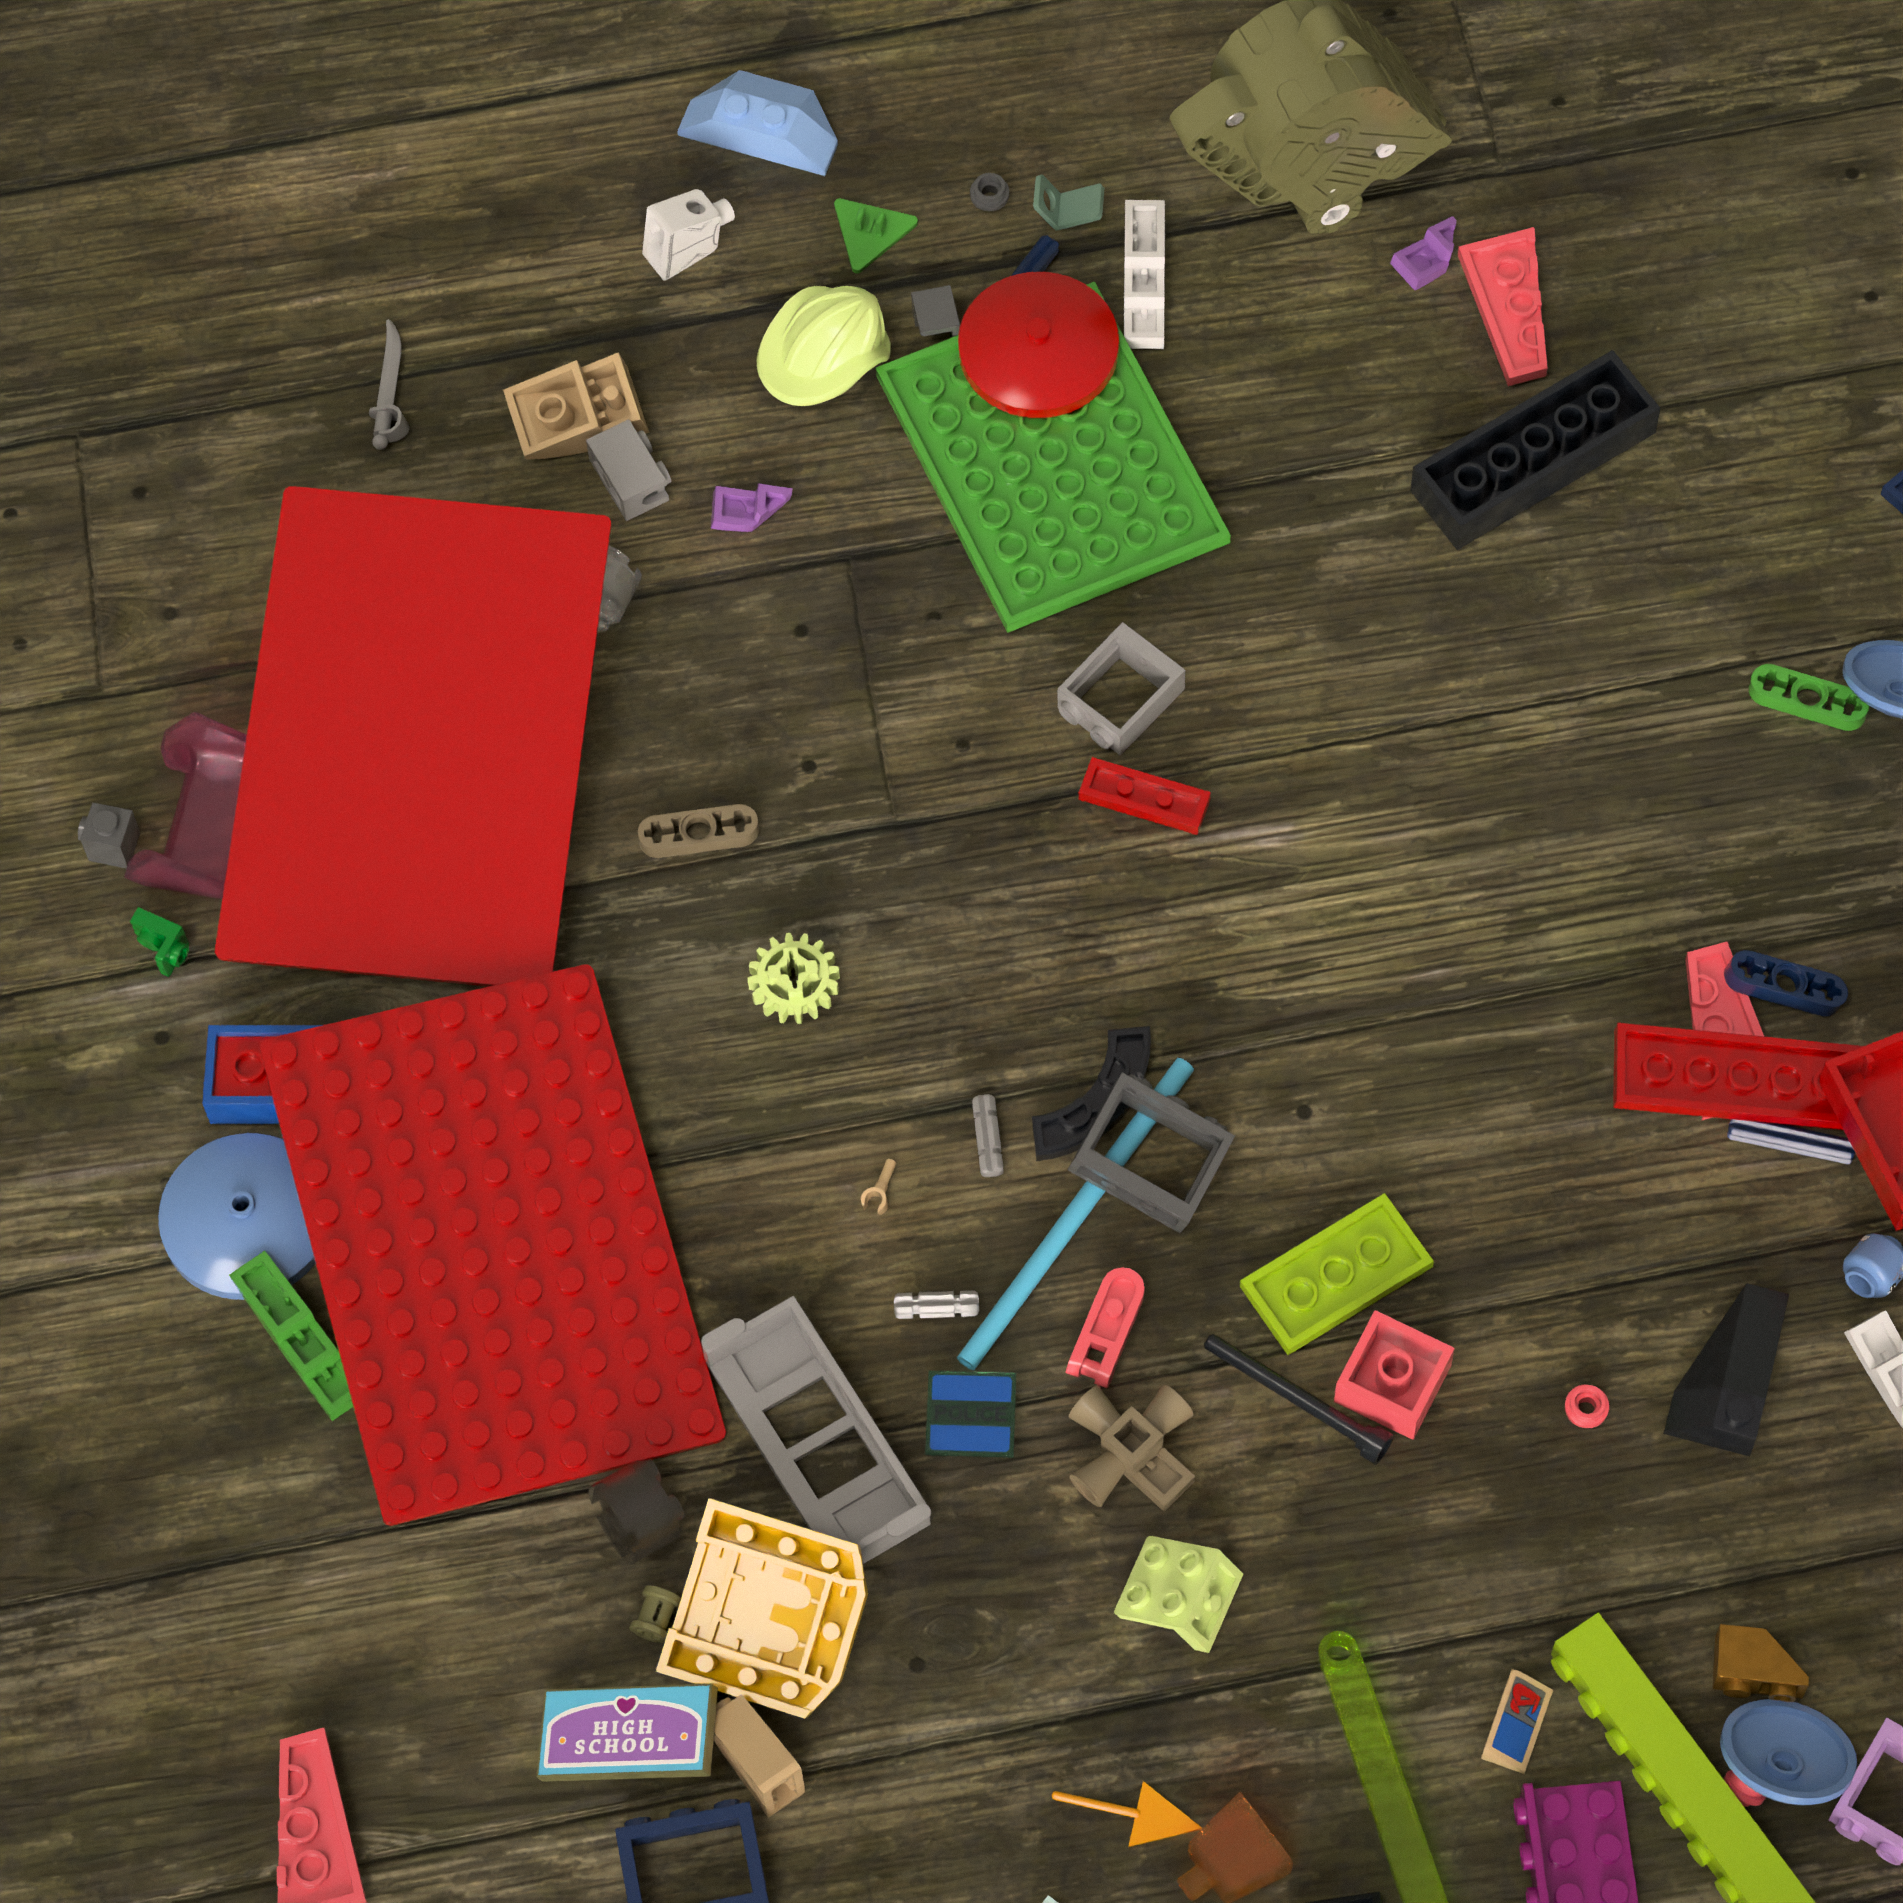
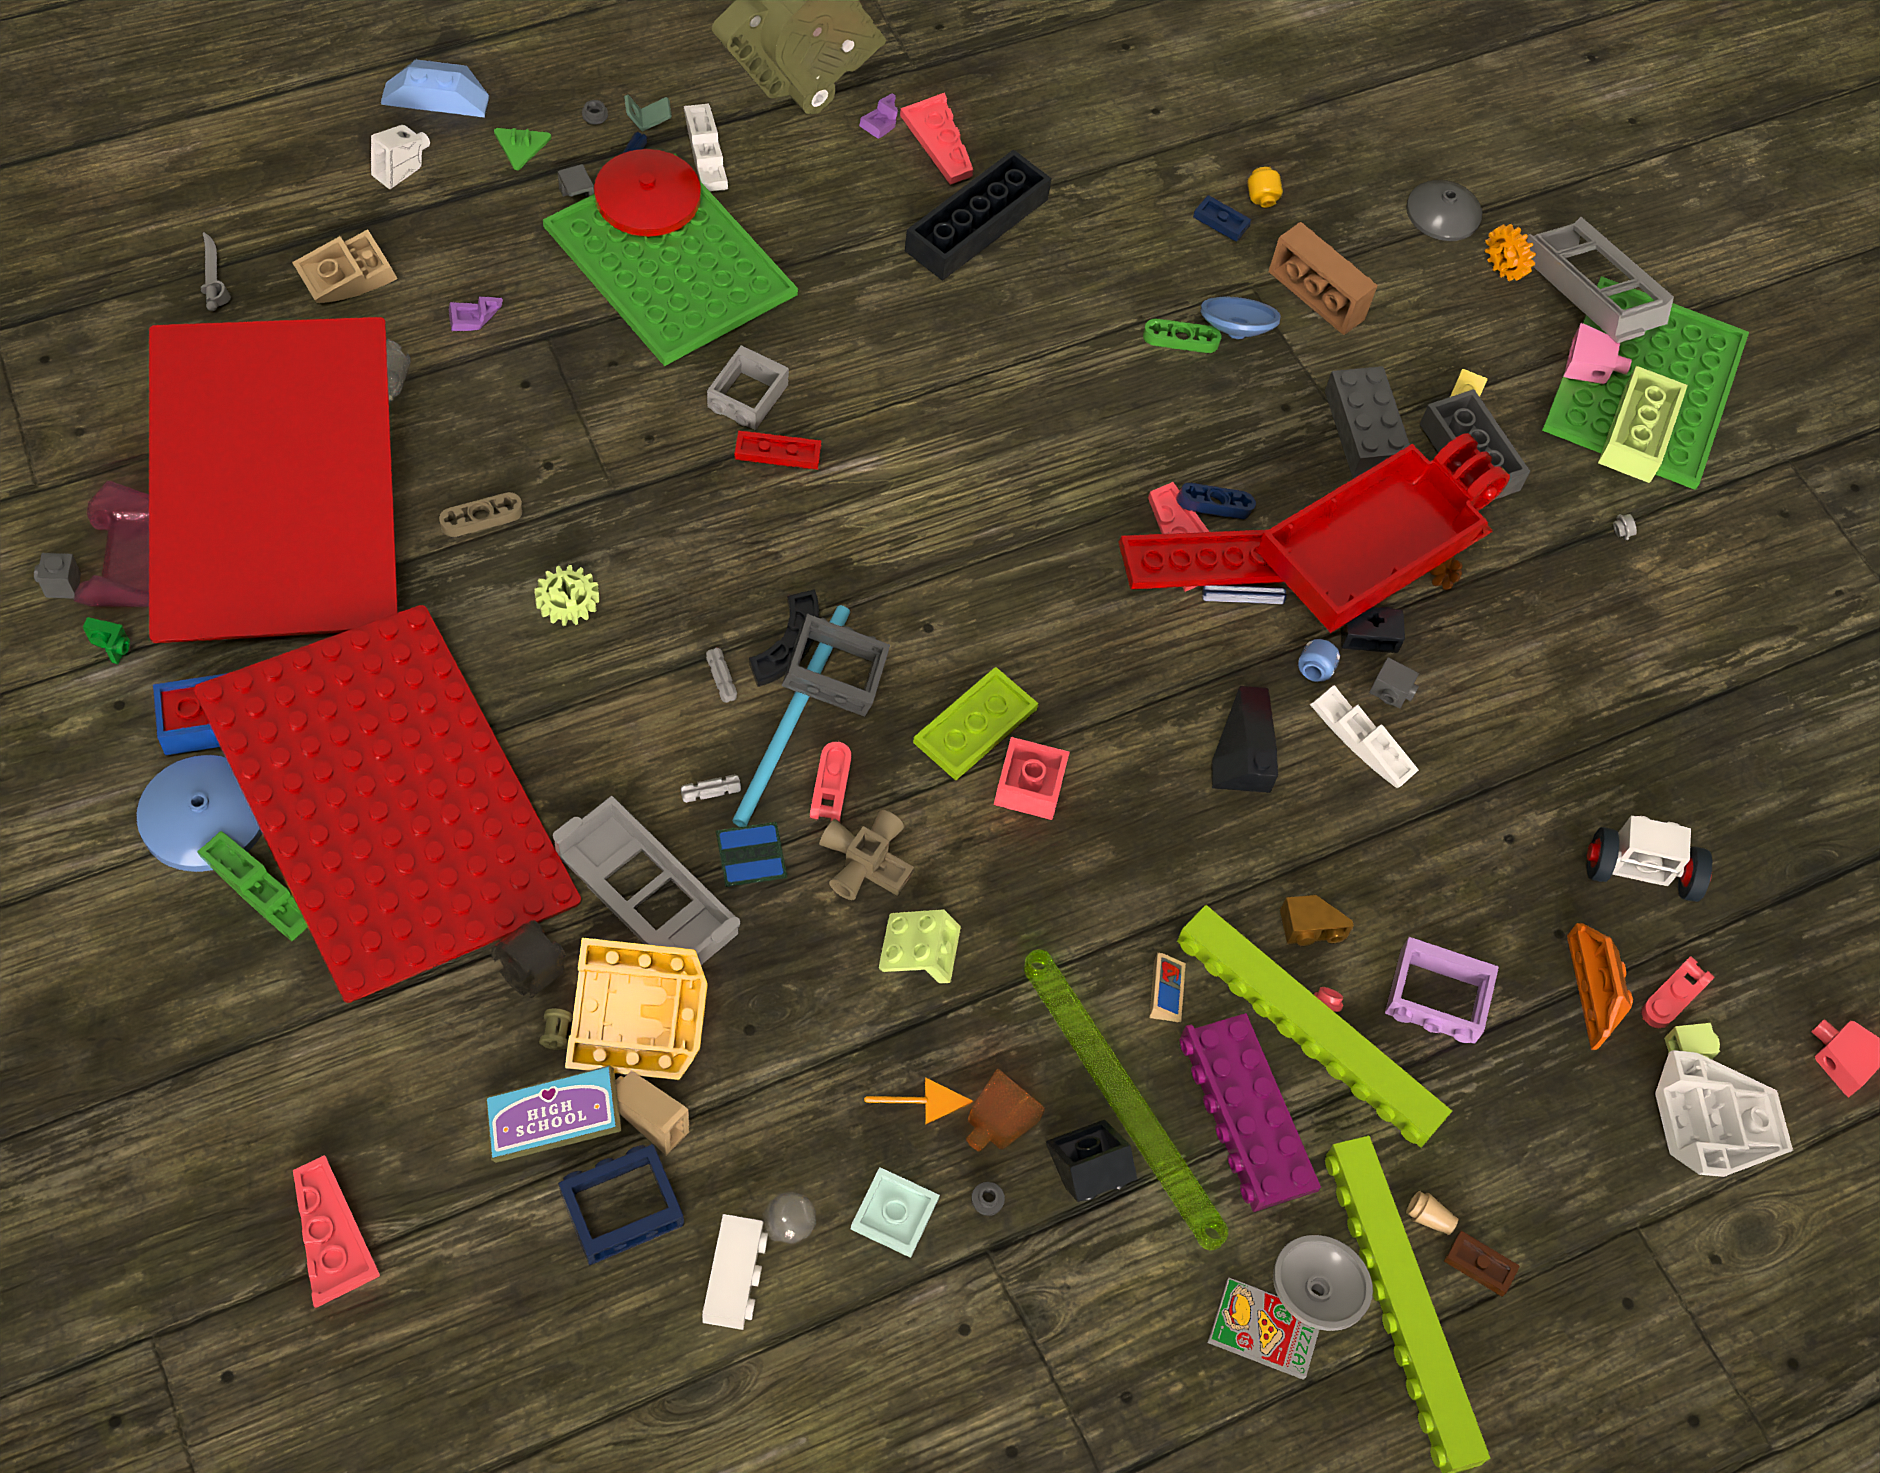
camera: 25 degrees left, 5 degrees down
(628, 469) = (388, 299): light grey brick -> none
(822, 344) = (504, 208): yellowish green piece -> none
(880, 1187) = (655, 720): tan hand -> none
(1369, 1440) = (1024, 824): black piece -> none
(1588, 1394) = (1161, 771): coral plate -> none
(1788, 1752) = (1352, 972): medium blue dish -> none

